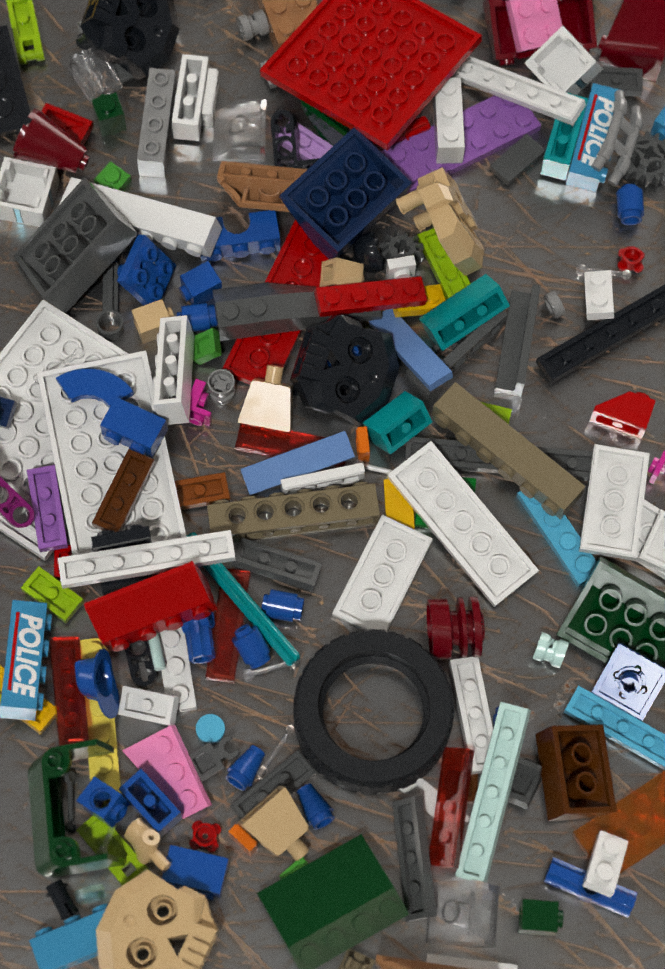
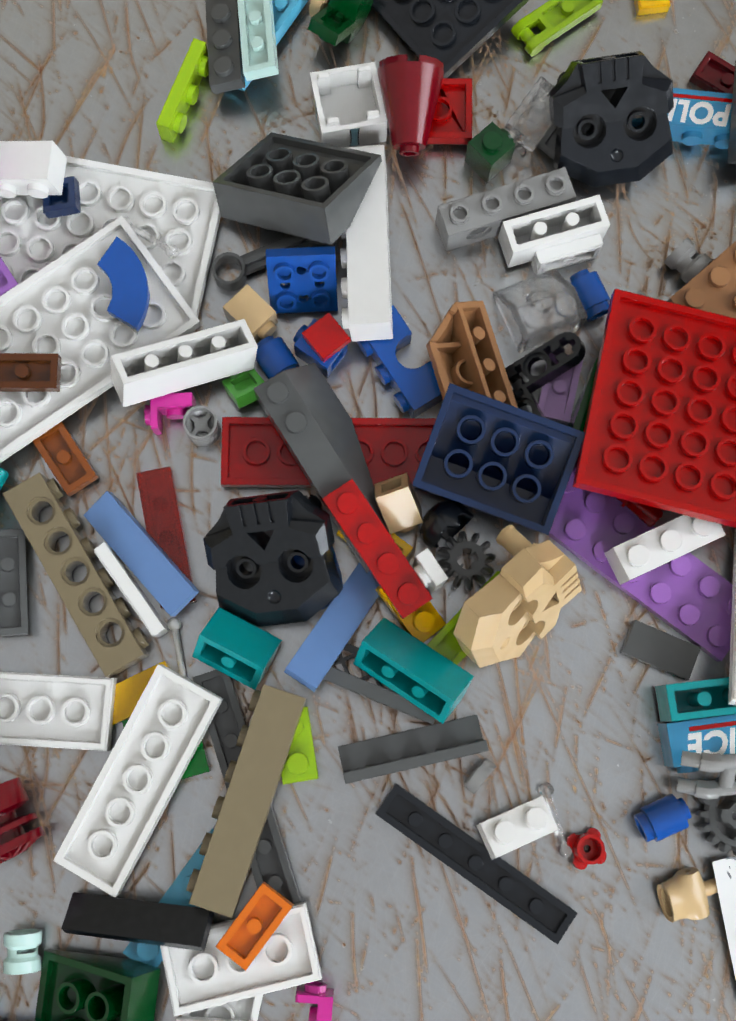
camera: 65 degrees right, 10 degrees up
(113, 177) = (413, 195): bright green plate -> none
(133, 427) = (87, 348): blue brick -> none
(199, 271) = (326, 337): none -> red tile
(245, 91) = (591, 293): none -> blue brick
(269, 402) = (197, 488): torso -> none
(362, 444) = (195, 618): orange tile -> none
(561, 559) = (138, 921): none -> black tile
(596, 476) = (254, 925): none -> orange plate
(625, 413) = (372, 927): red slope -> none

